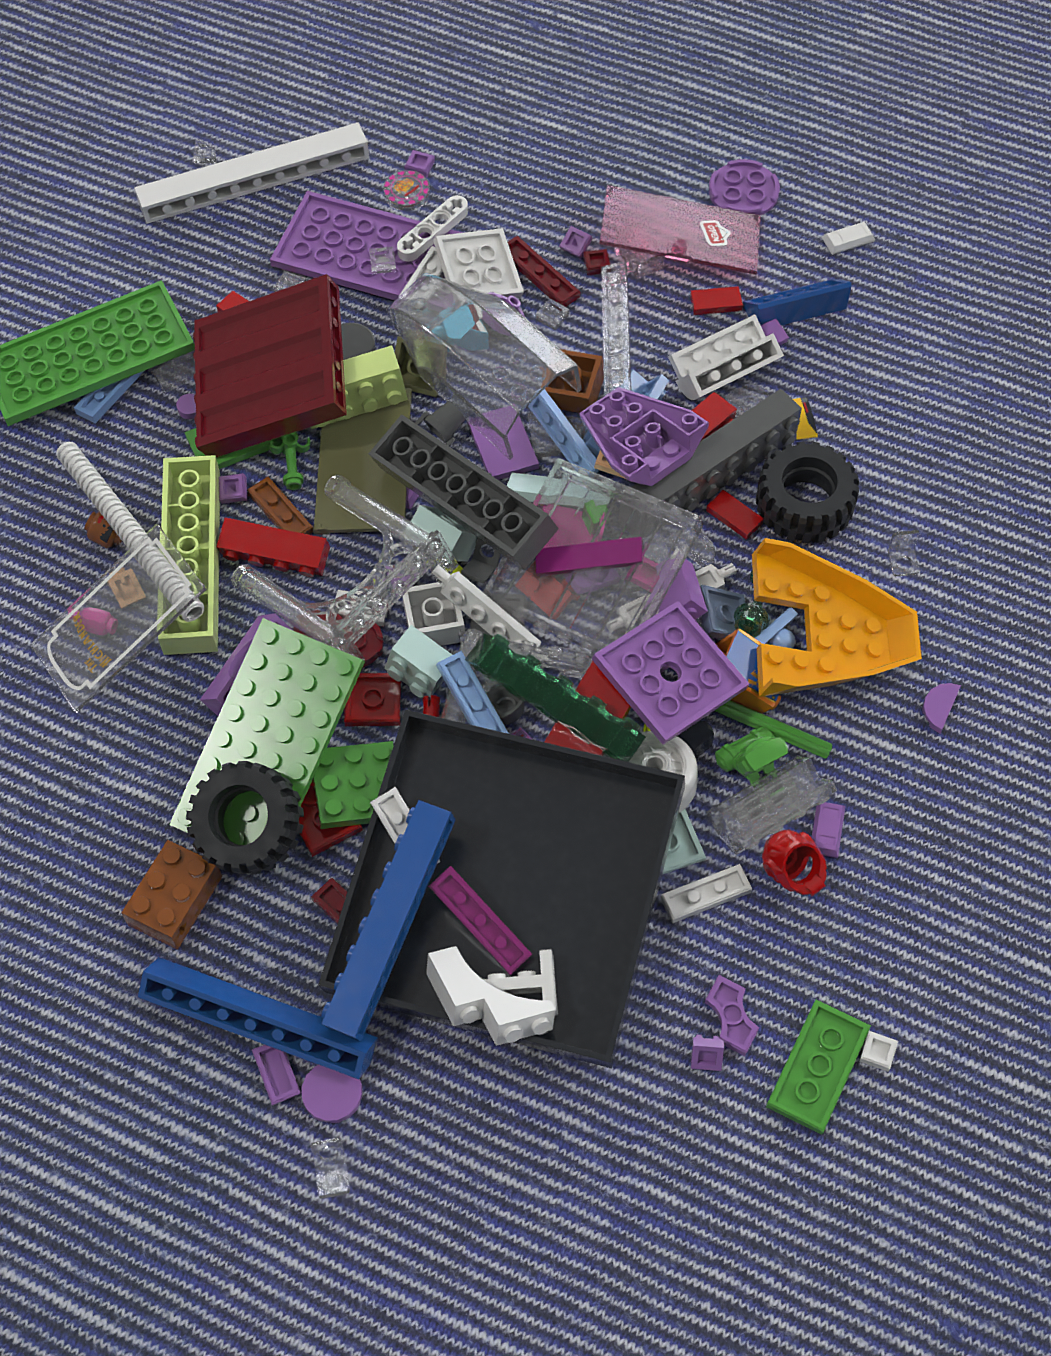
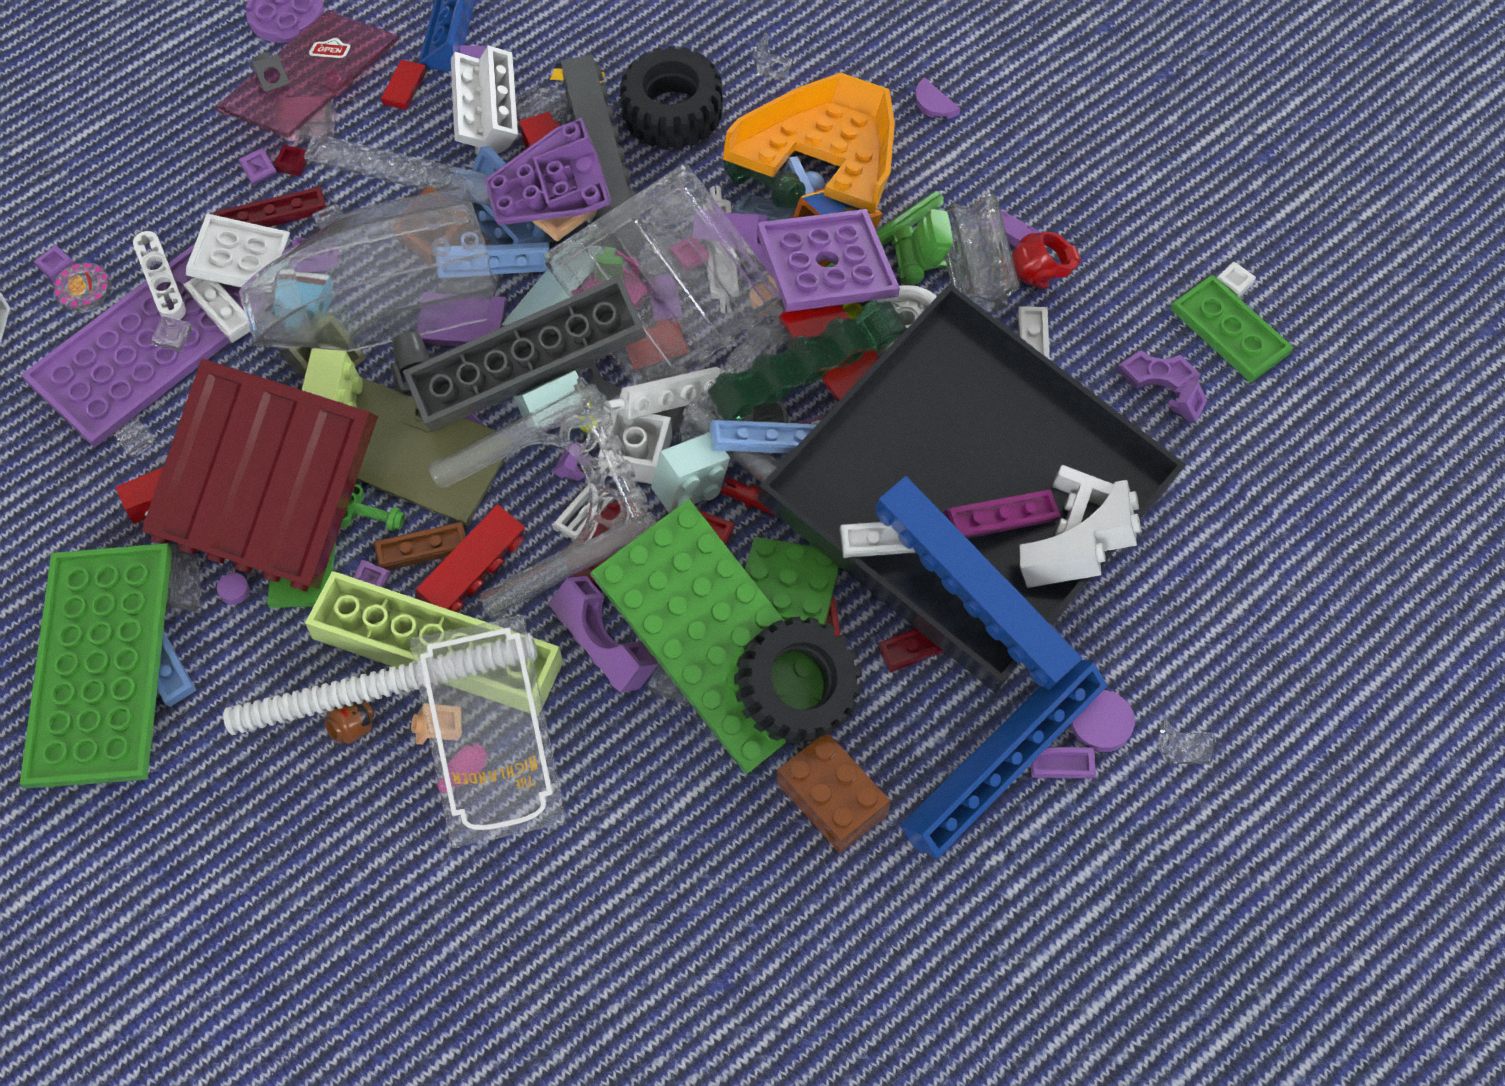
camera: 65 degrees left, 0 degrees up
(589, 555) = (659, 275): magenta tile -> none
(664, 194) = (265, 61): none -> dark grey bracket
(734, 514) = (653, 166): red tile -> none

